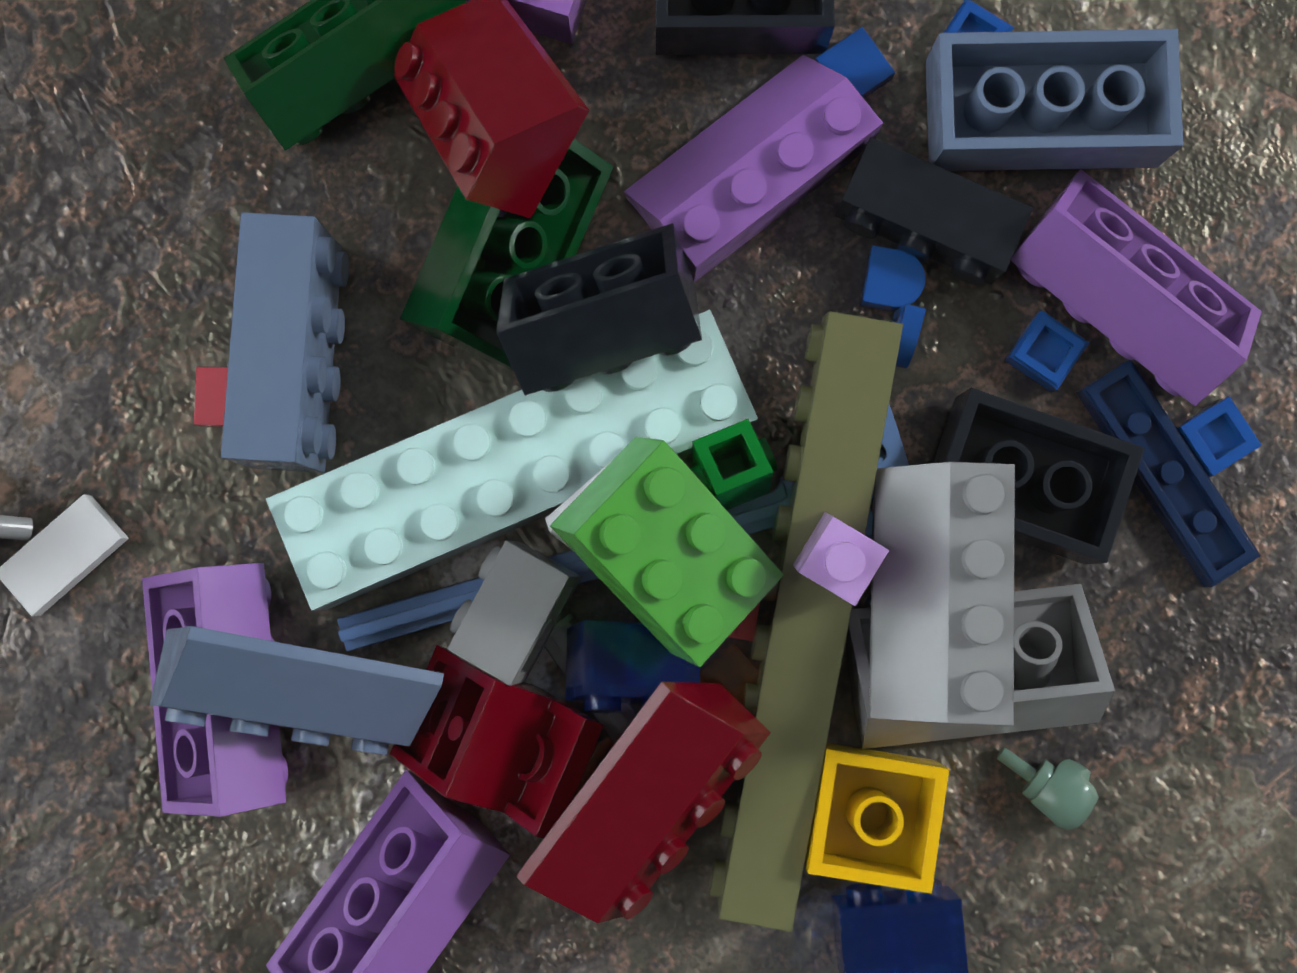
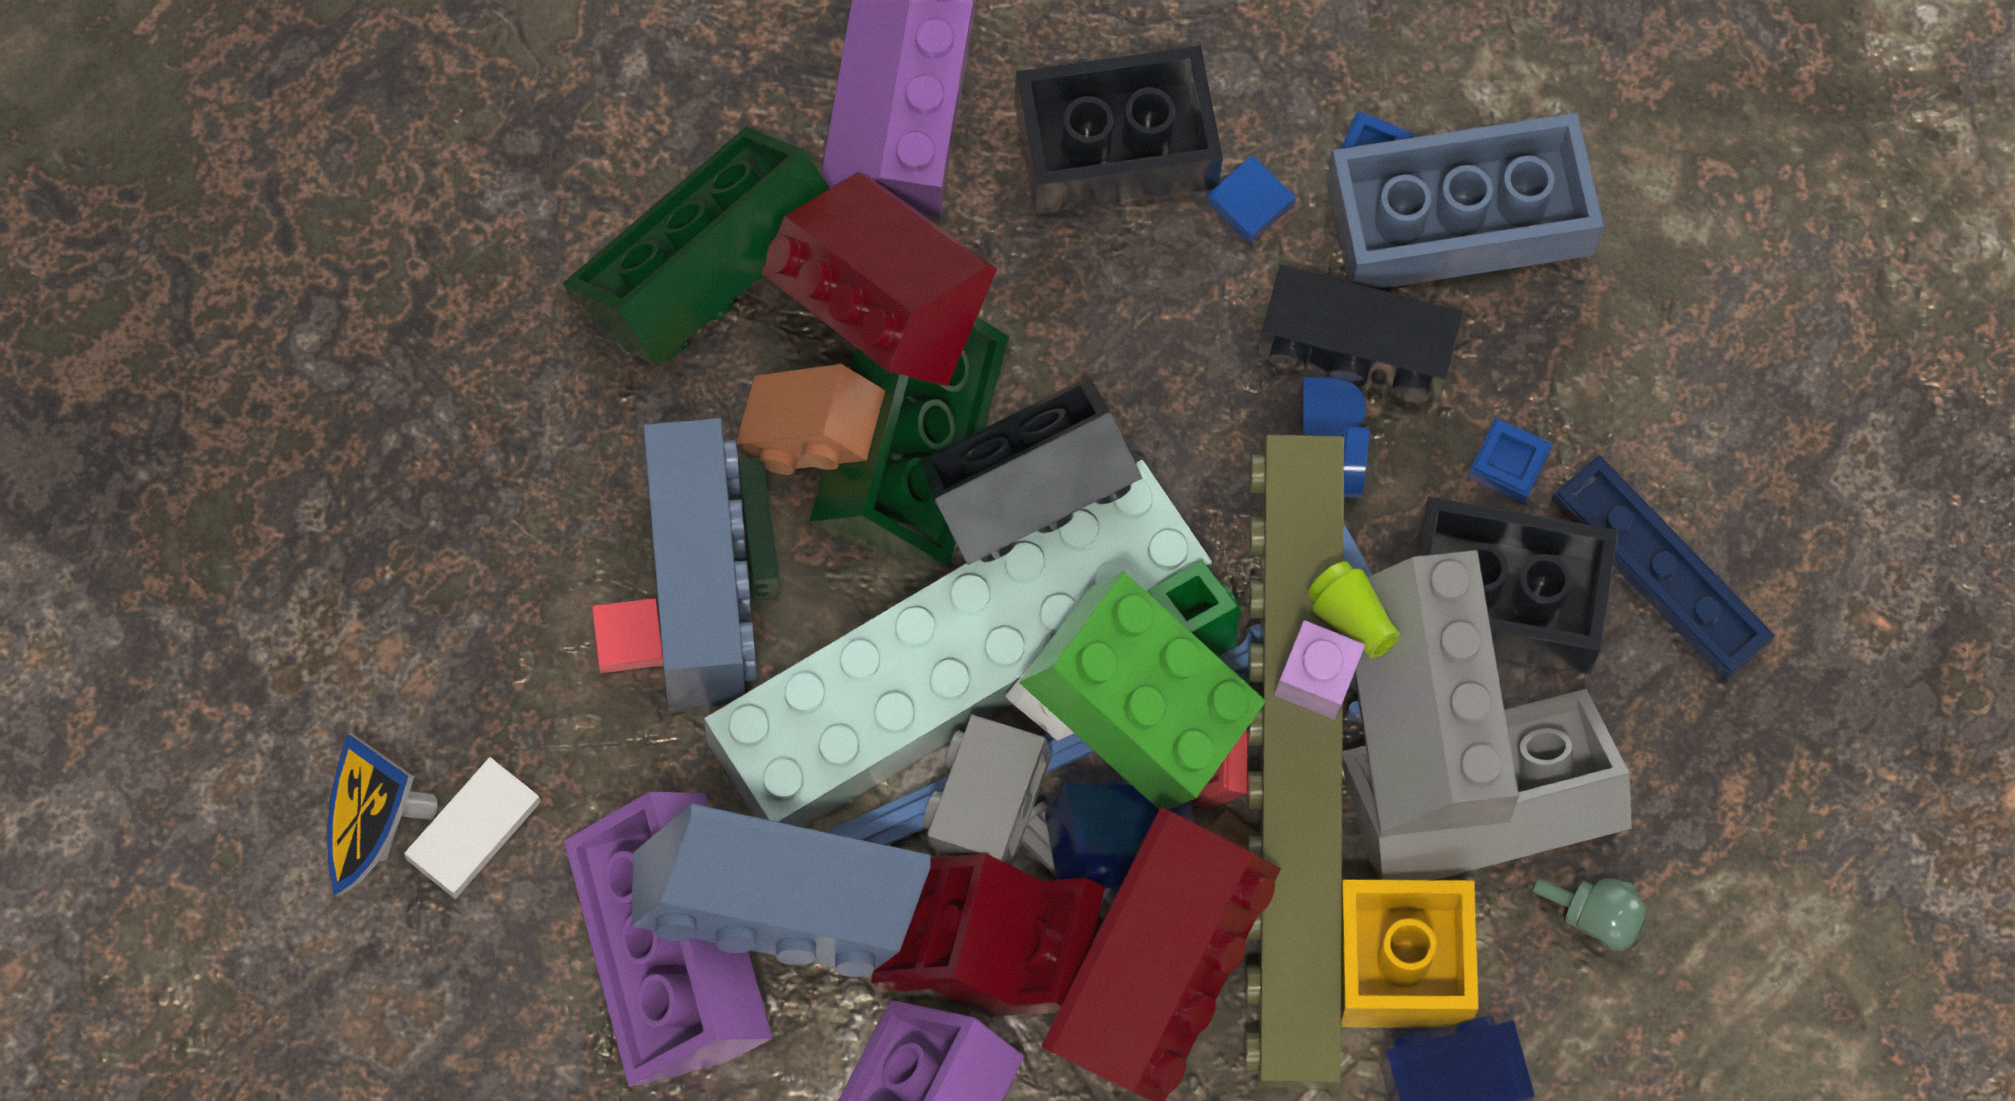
camera: 15 degrees left, 15 degrees down
(354, 317) = (759, 529): none -> clear green tile
(412, 224) = (810, 418): none -> nougat brick
(756, 162) = (1164, 307): medium lavender slope -> none
(883, 502) = (1352, 607): none -> lime cone
(1138, 289) = (1590, 379): medium lavender slope -> none
(1218, 436) = (1709, 521): blue tile -> none

